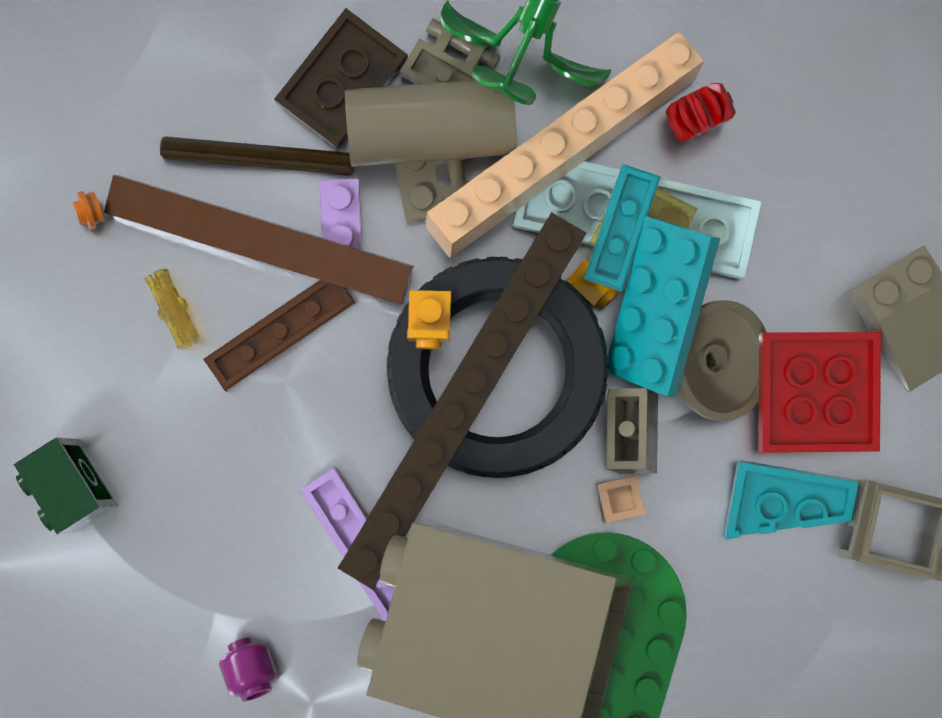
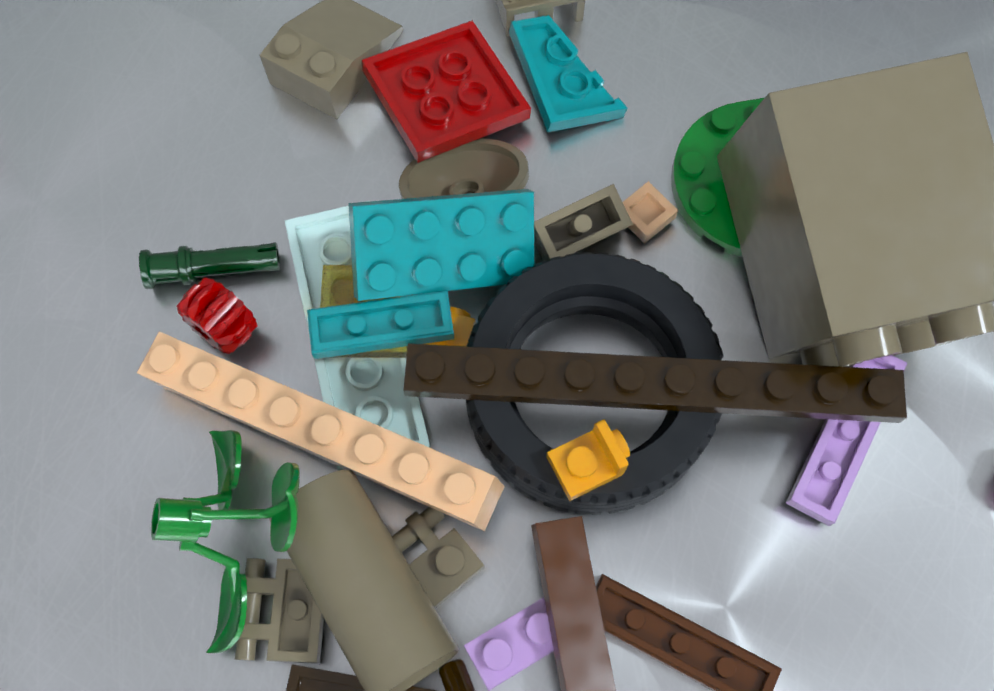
camera: 115 degrees left, 15 degrees down
(760, 110) = (189, 265): none -> dark green pin

